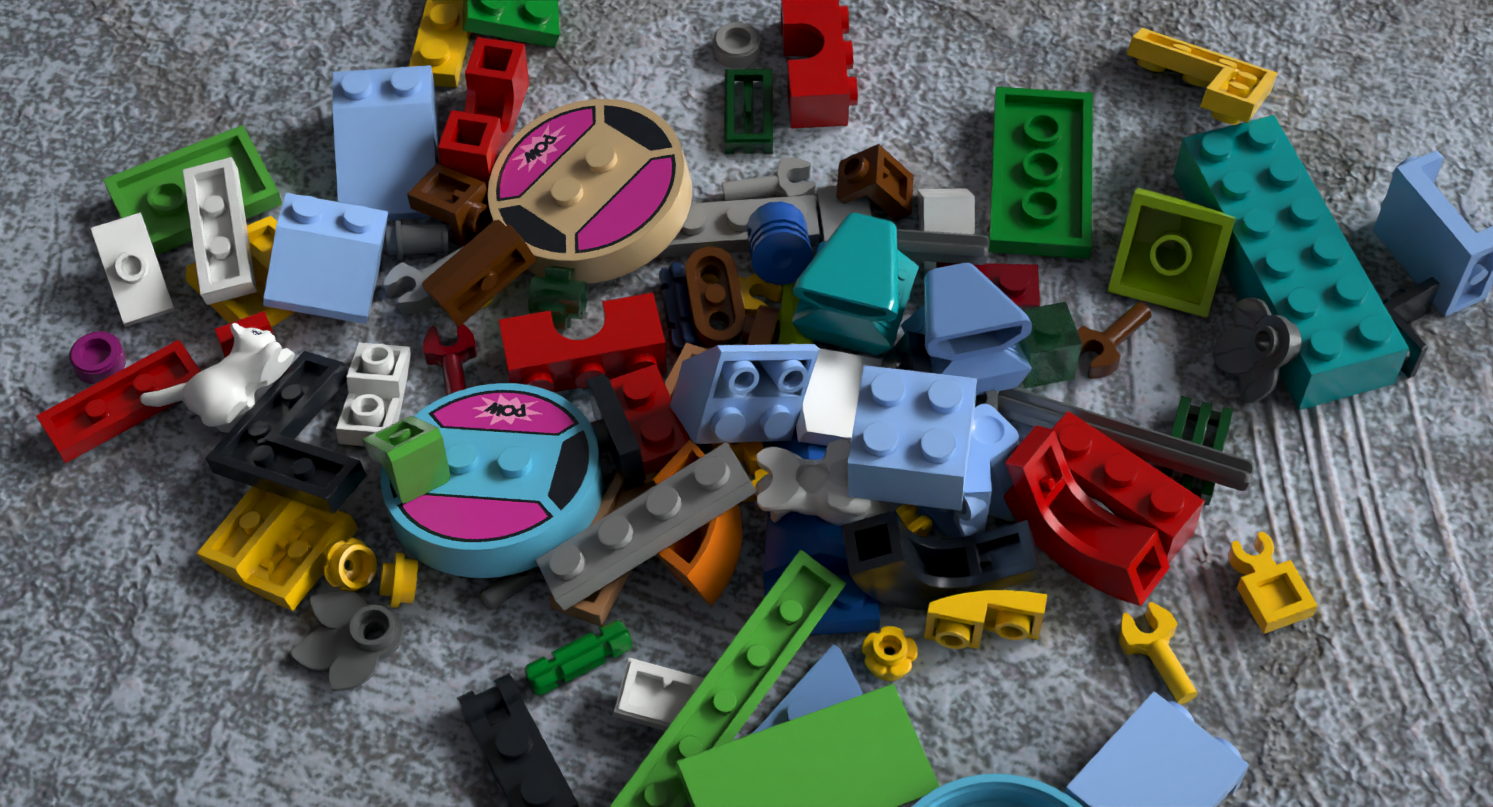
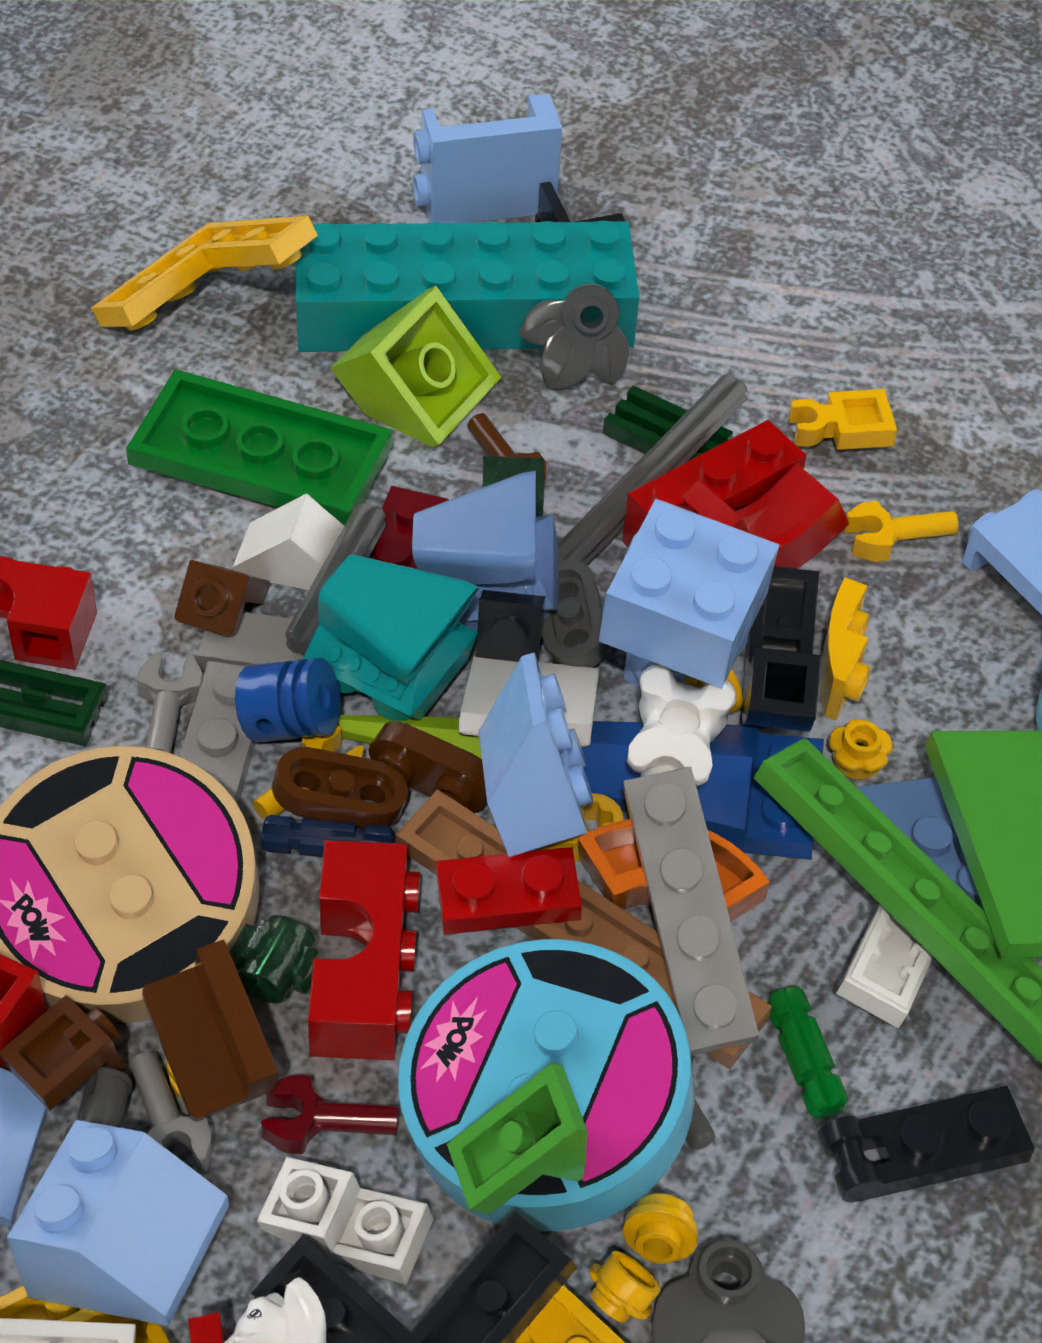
camera: 80 degrees left, 5 degrees down
(614, 432) = (549, 913): black plate -> none

